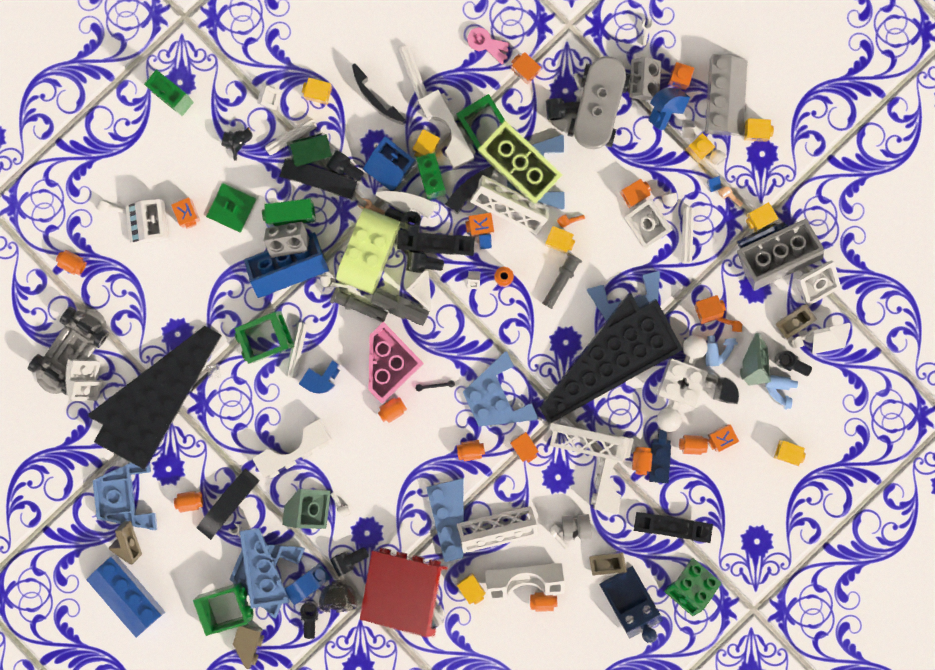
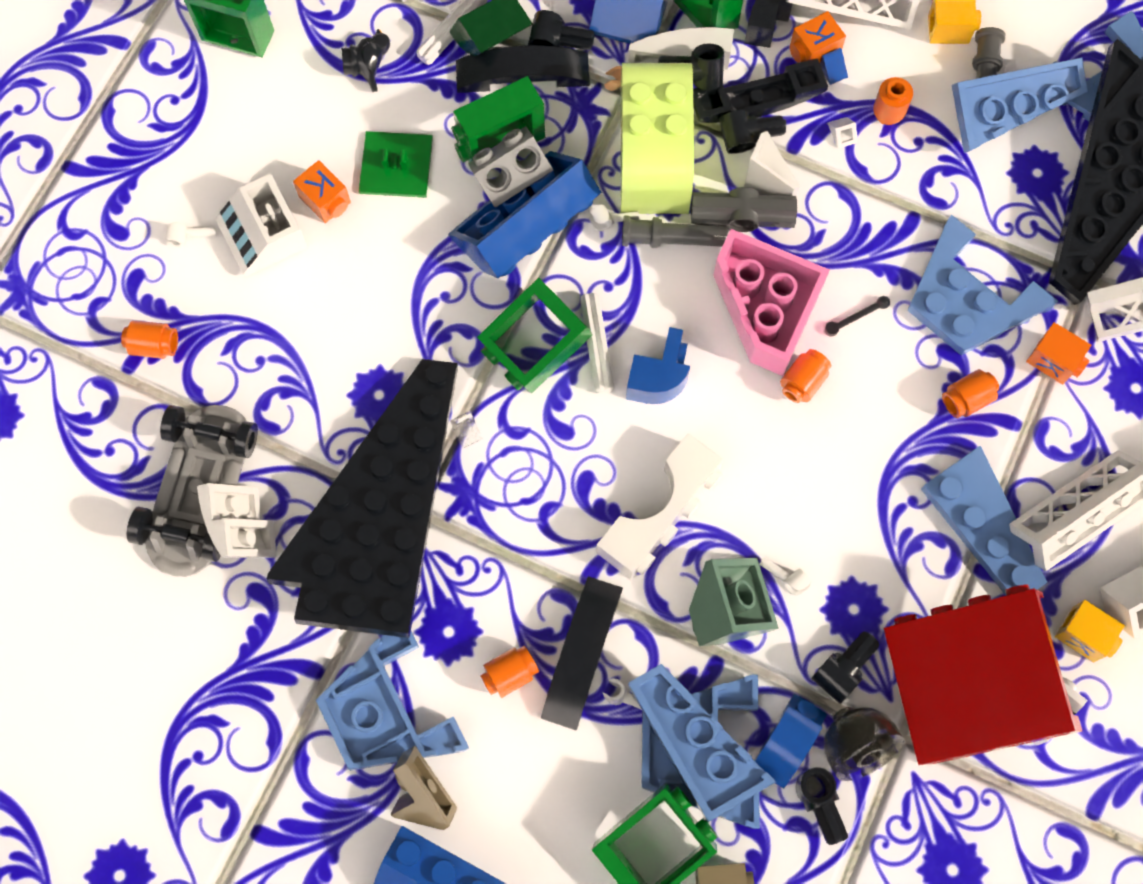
camera: 15 degrees left, 15 degrees down
(561, 301) = (1004, 101): none -> medium blue wing

